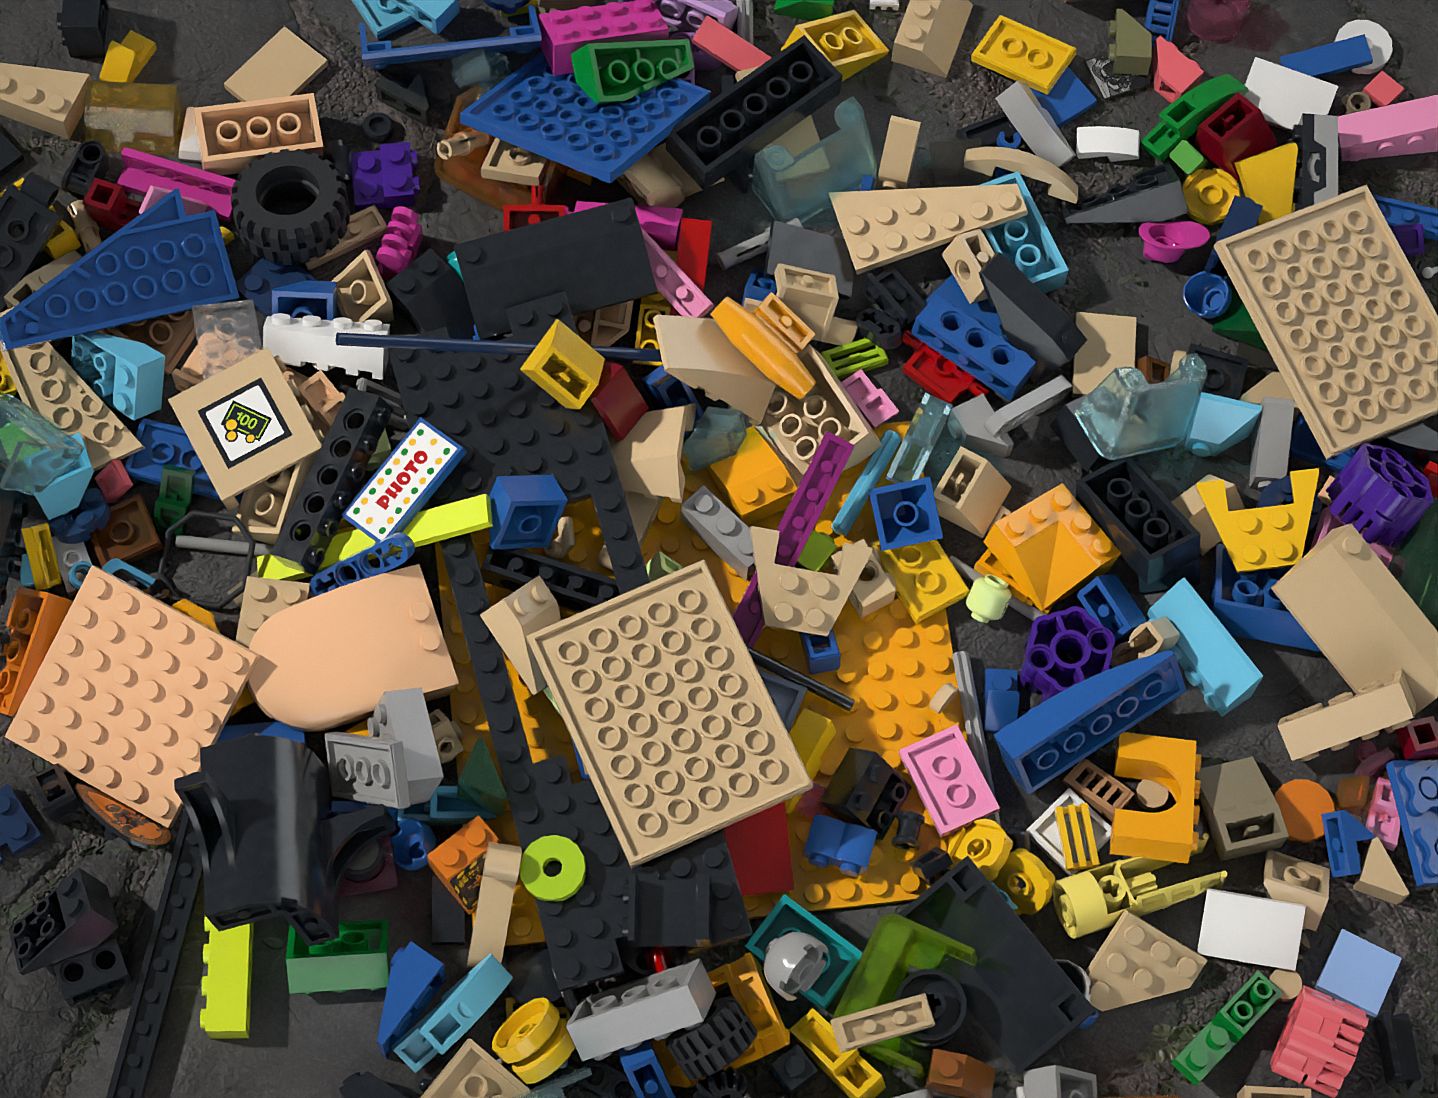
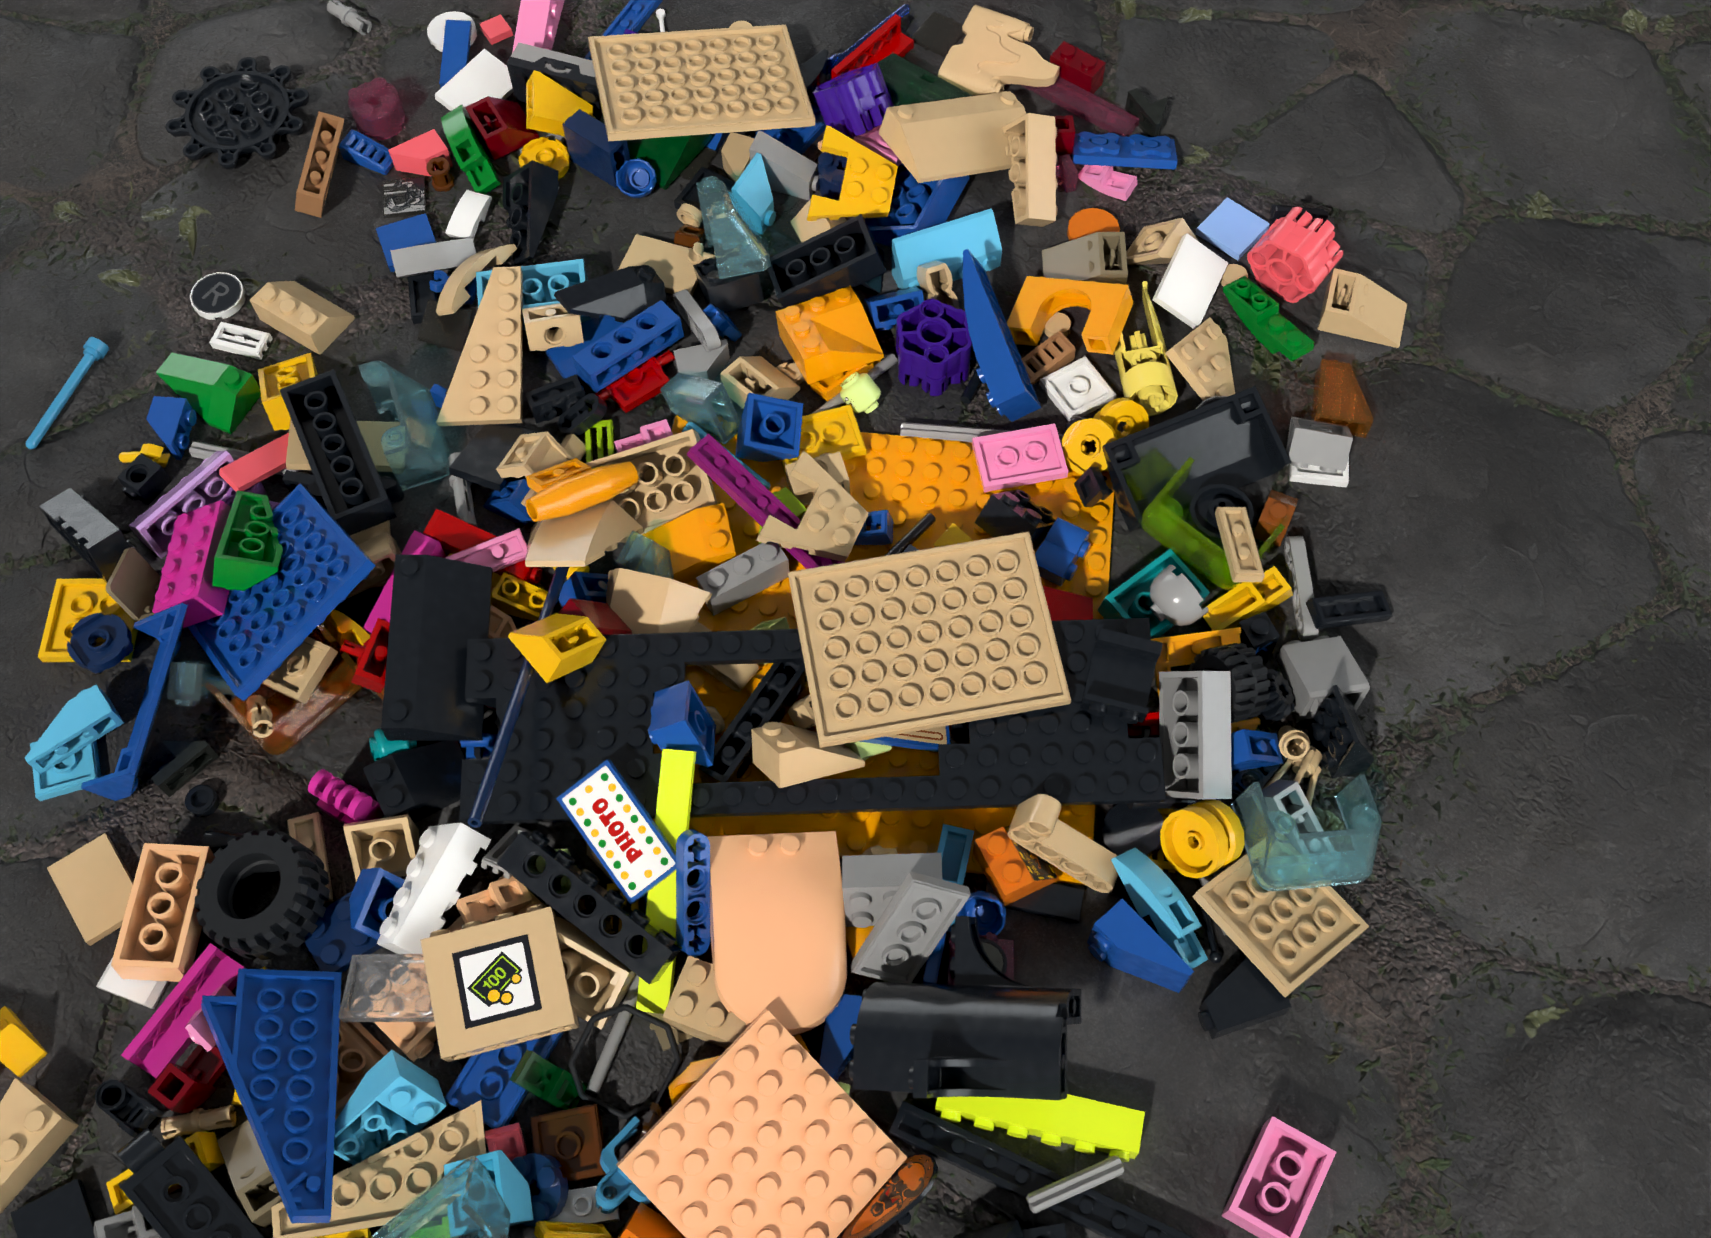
camera: 70 degrees left, 5 degrees down
(132, 116) = (83, 1045): clear yellow slope -> none
(167, 979) = (1075, 1184): none -> light grey axle
(351, 962) = (1098, 983): green slope -> none
(385, 177) = (260, 800): dark purple plate -> none
(480, 782) = (944, 823): clear green slope -> none
(539, 855) = (1056, 756): lime tile -> none
(571, 188) = (343, 628): none -> yellow slope
(898, 154) = (424, 355): tan slope -> none
(908, 830) = (1057, 498): black bush -> none
(943, 697) = (944, 444): tan tile -> none
(1000, 699) = (950, 410): blue slope -> none
(1023, 54) = (359, 253): yellow tile -> none
(1040, 435) = (722, 323): none -> blue plate
(1072, 811) = (1087, 377): yellow tile -> none
(1130, 46) = (384, 175): olive slope -> none
(1148, 96) = (440, 174): none -> reddish brown bush
(1169, 240) = (576, 189): dark pink piece -> none
(1188, 157) = (505, 162): bright green slope -> none
(1341, 836) = (1131, 207): blue slope -> none
(1352, 794) = (1088, 193): clear orange slope -> none
(1356, 99) = (502, 46): dark tan plate -> none
(1379, 875) = (1156, 193): tan slope -> none

